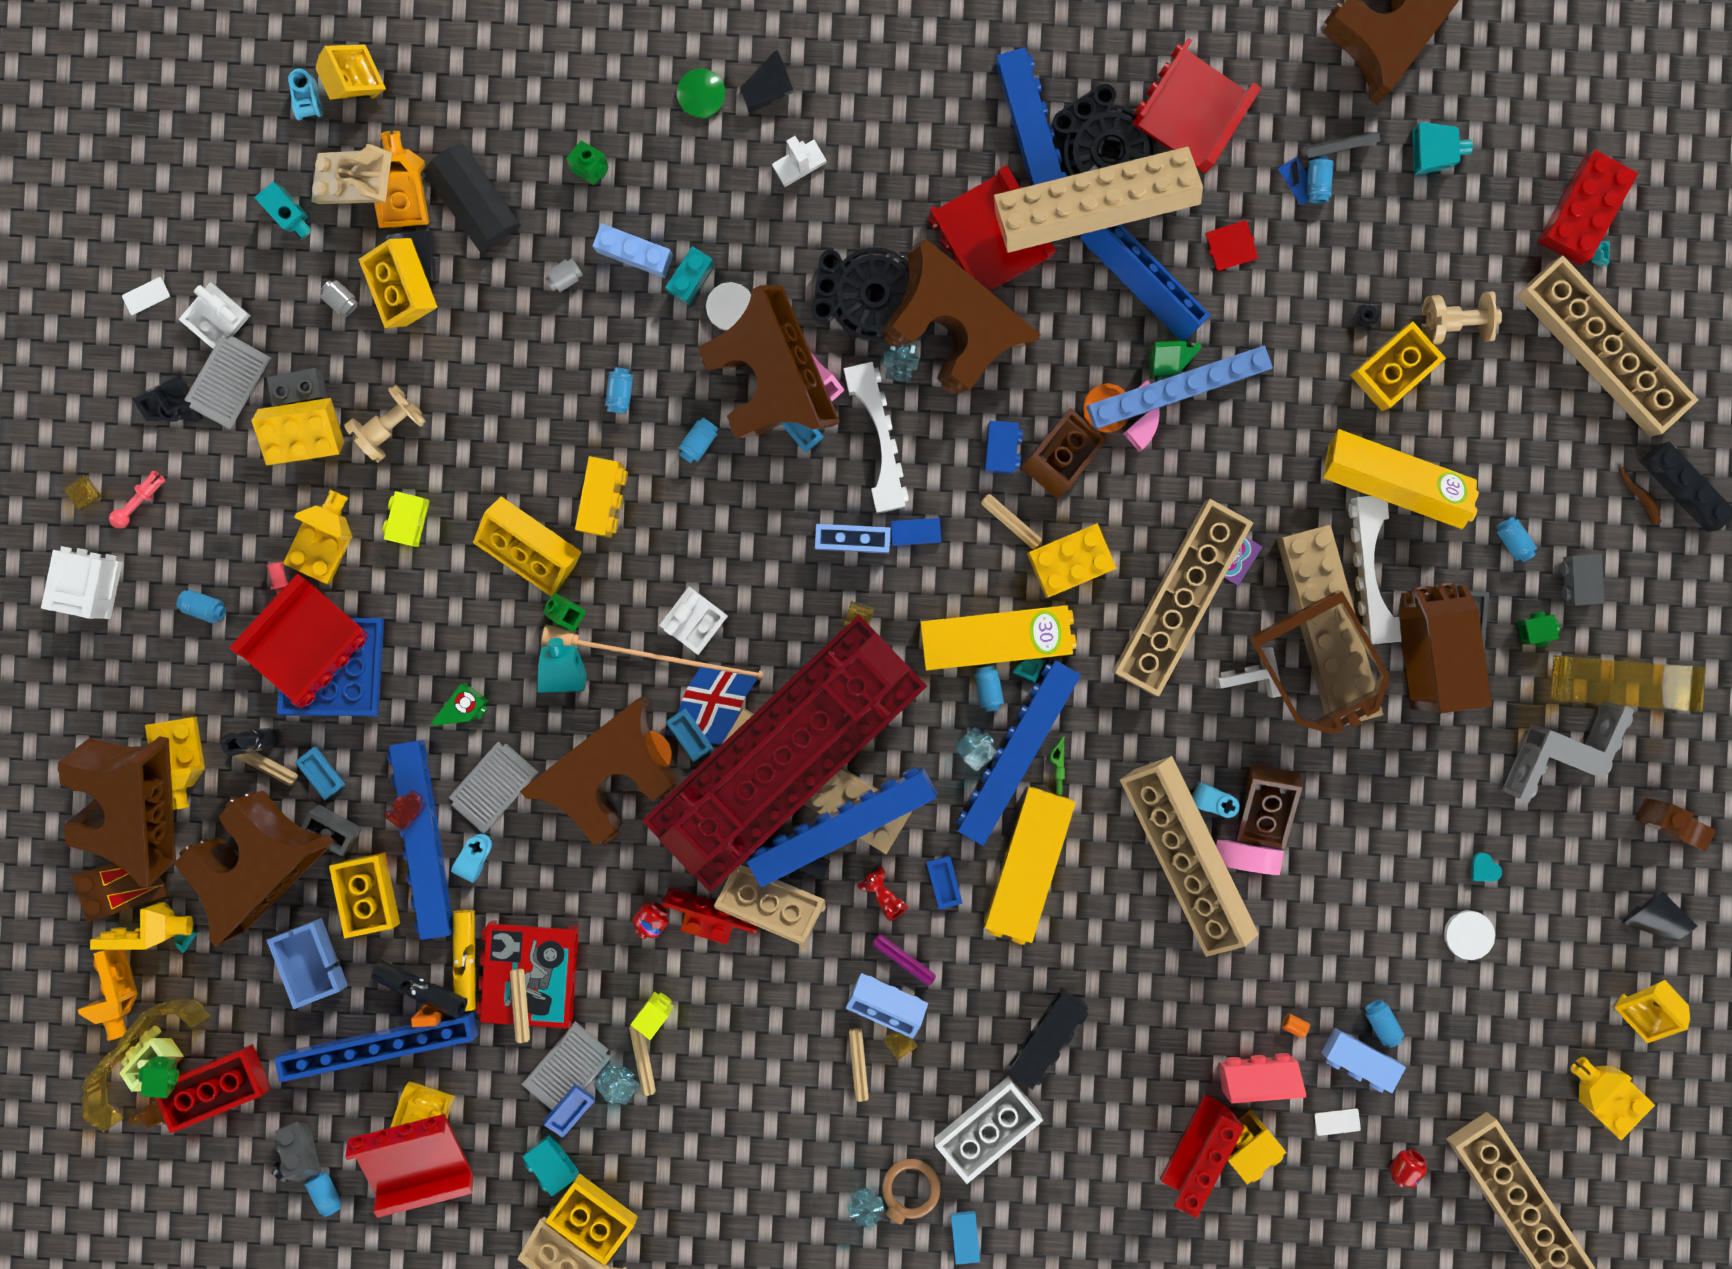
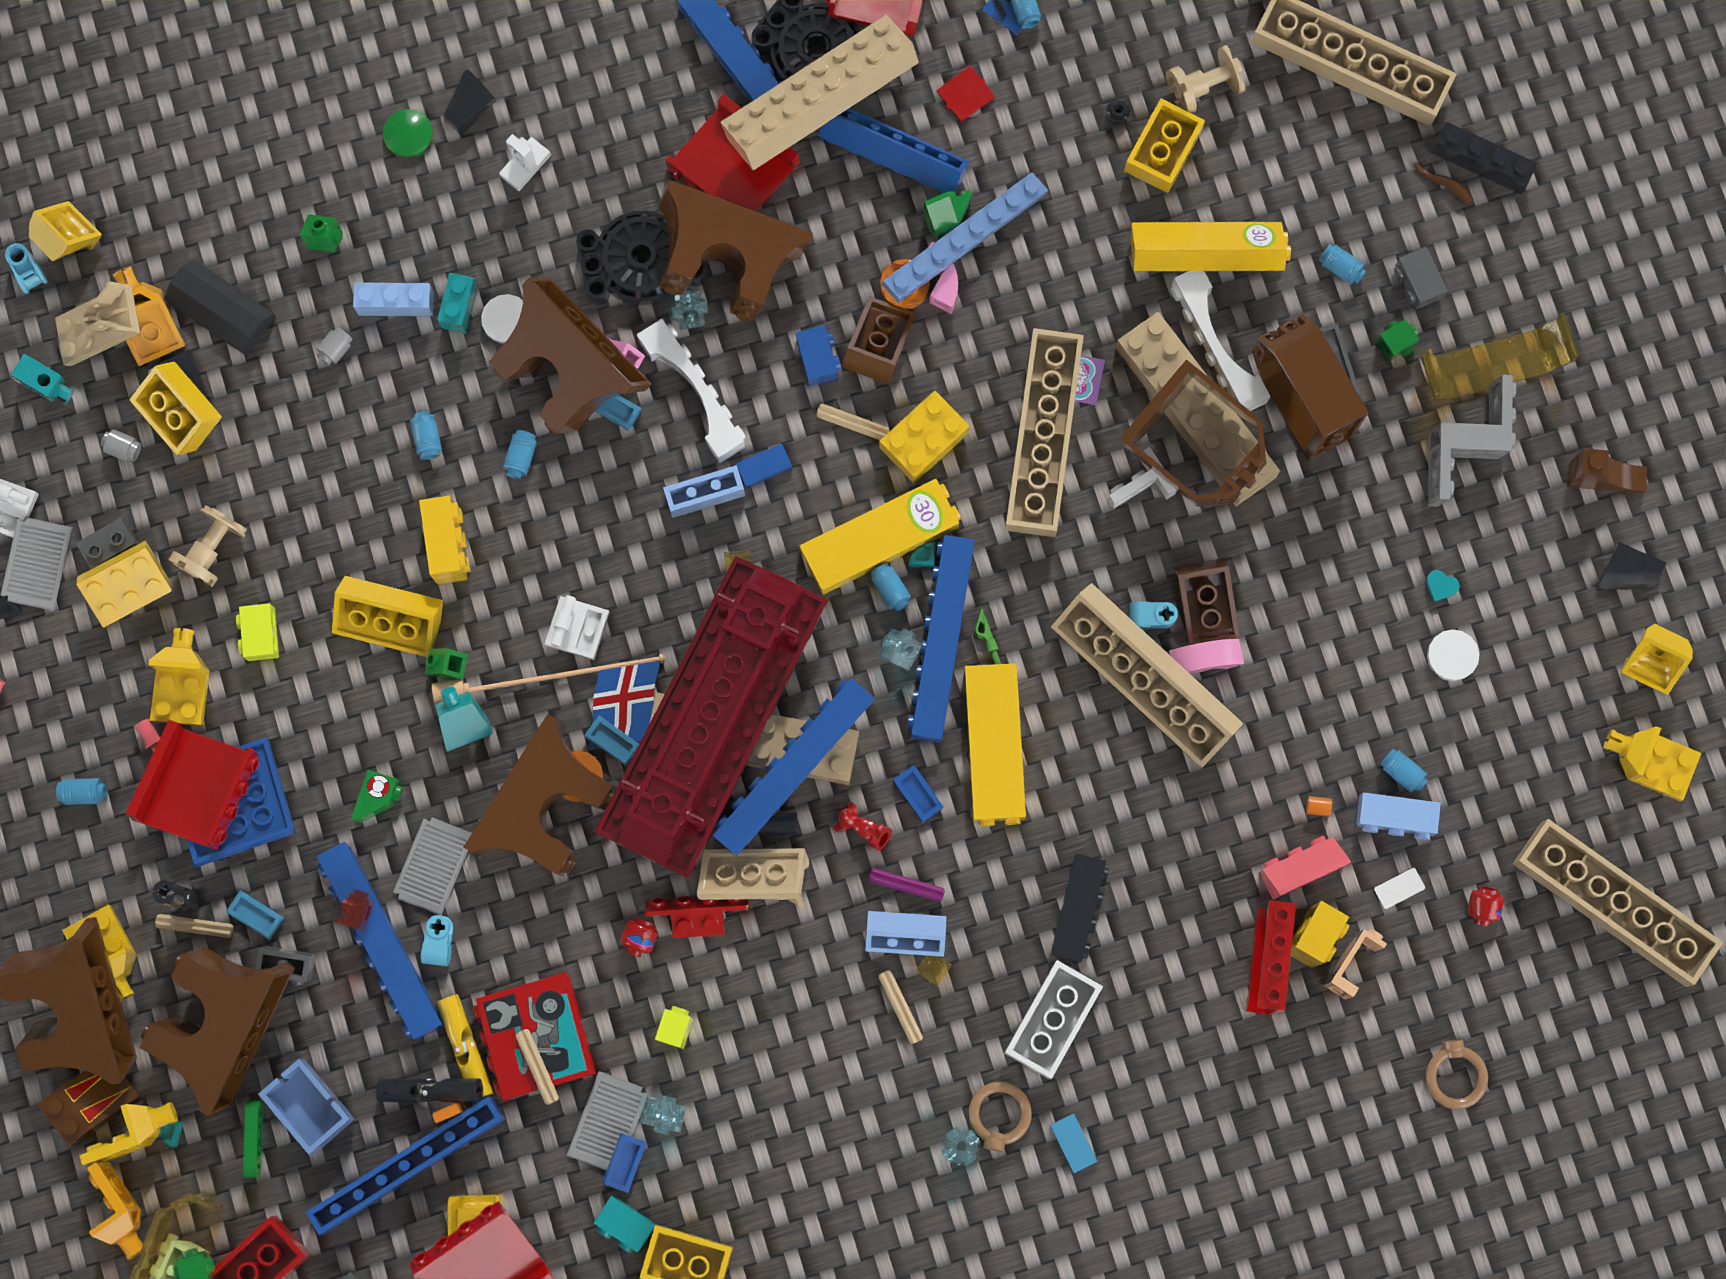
camera: 15 degrees left, 10 degrees down
(252, 972) = (253, 1139): none -> green beam
(364, 895) = (341, 1016): yellow brick -> none
(642, 1062) = (680, 1082): tan axle -> none
(1270, 1175) = (1337, 983): none -> light nougat panel

